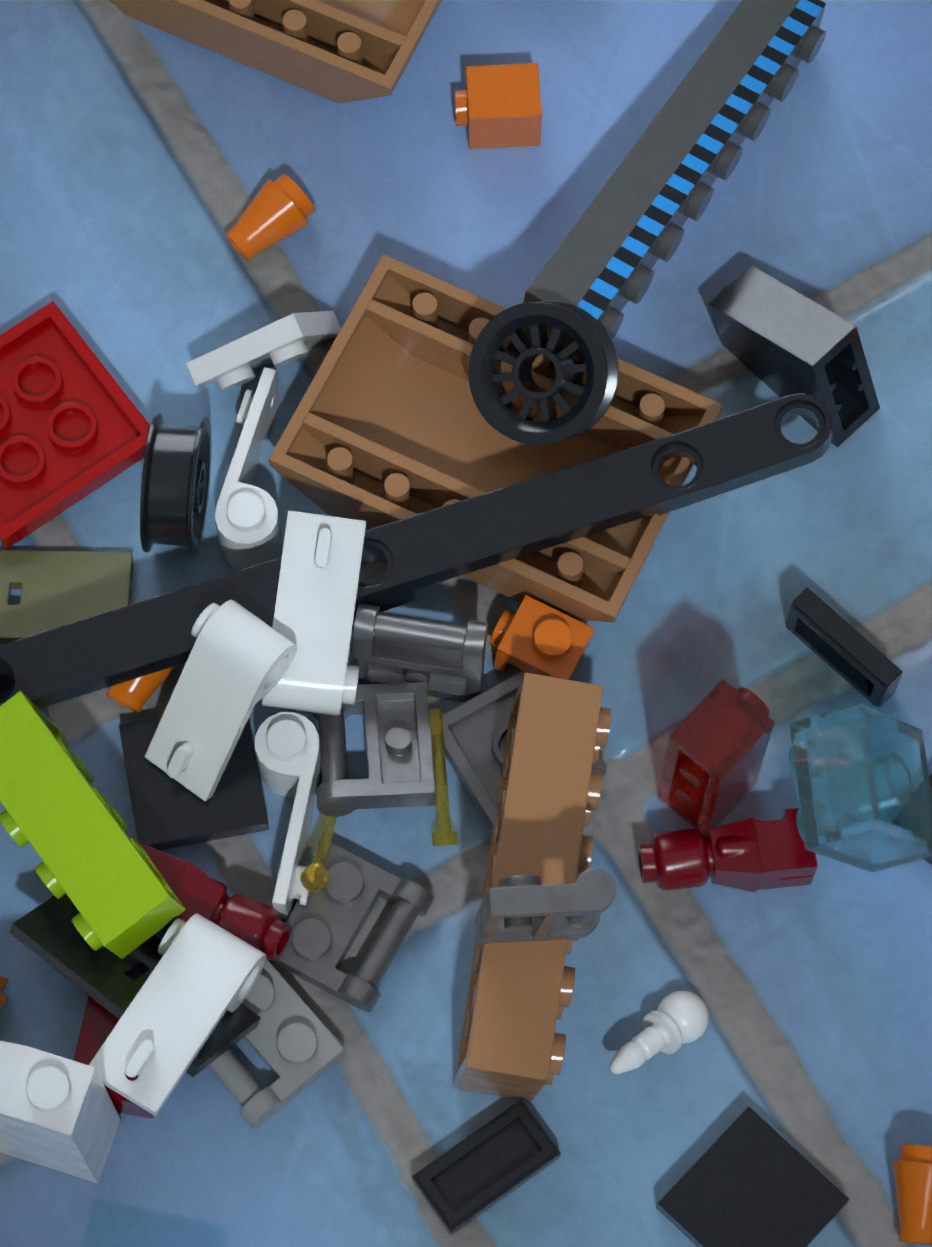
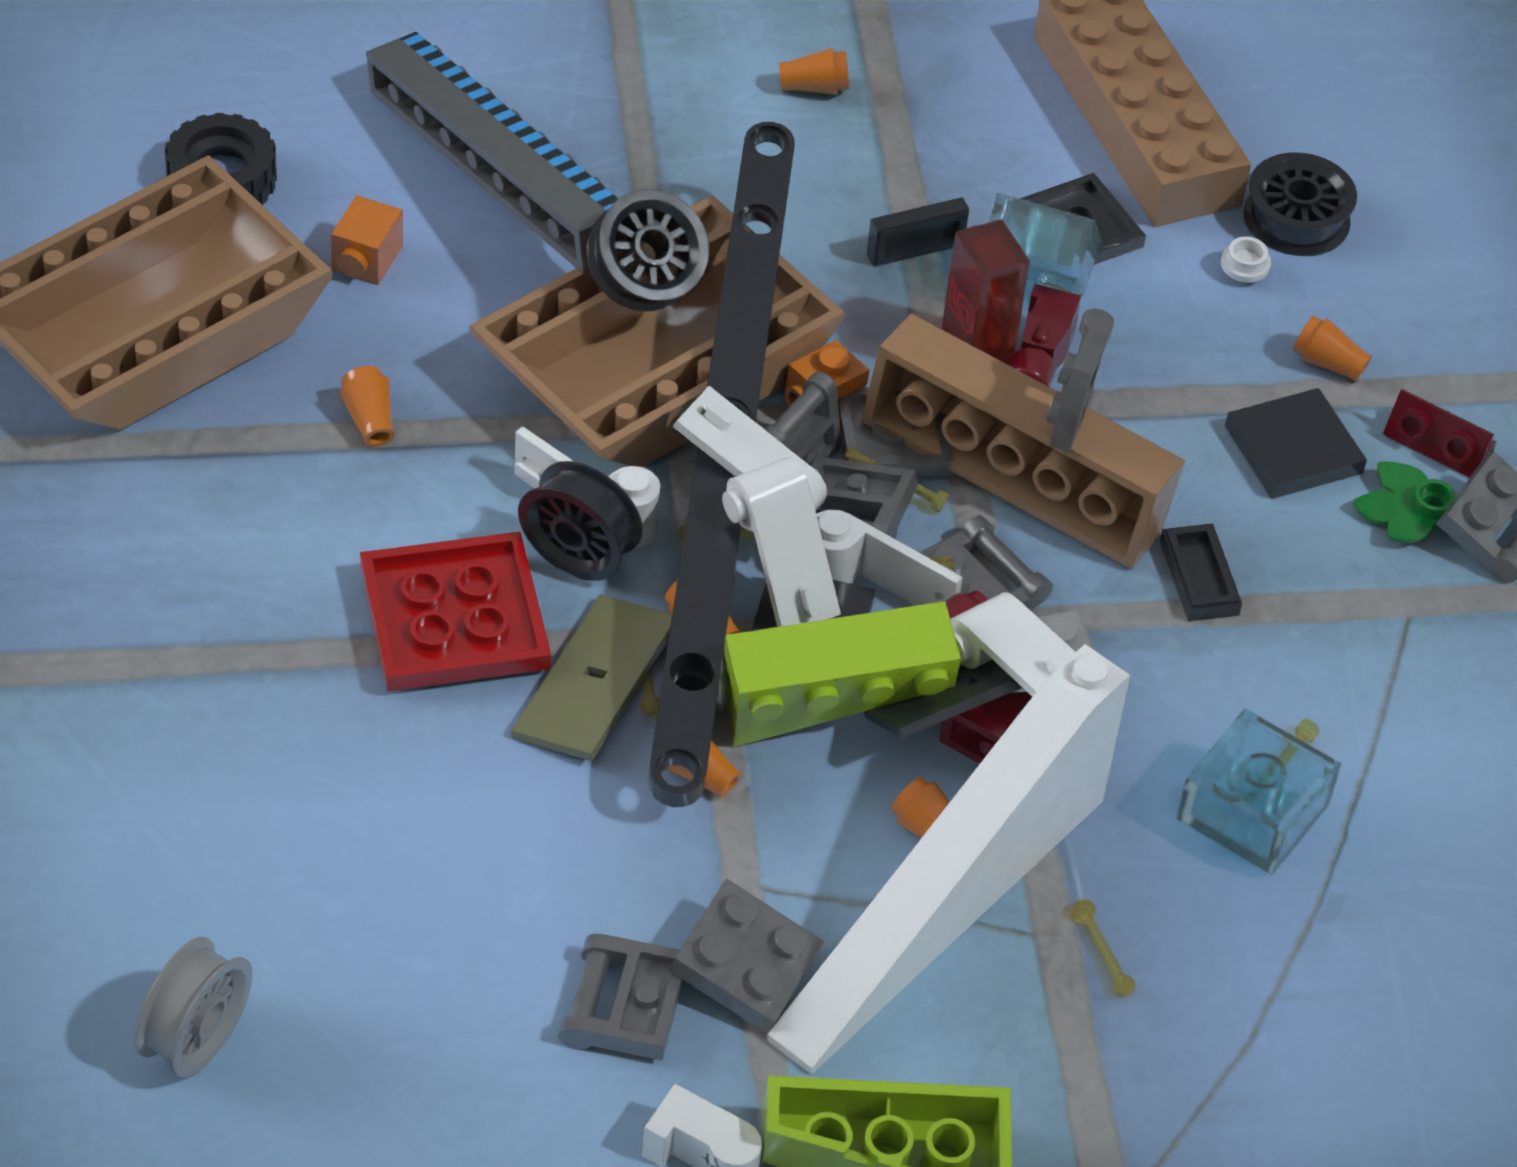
camera: 70 degrees left, 20 degrees down
(276, 343) = (484, 454): white wing -> none
(678, 1021) = (1147, 425): white bar -> none
(797, 348) = (676, 154): black slope -> none

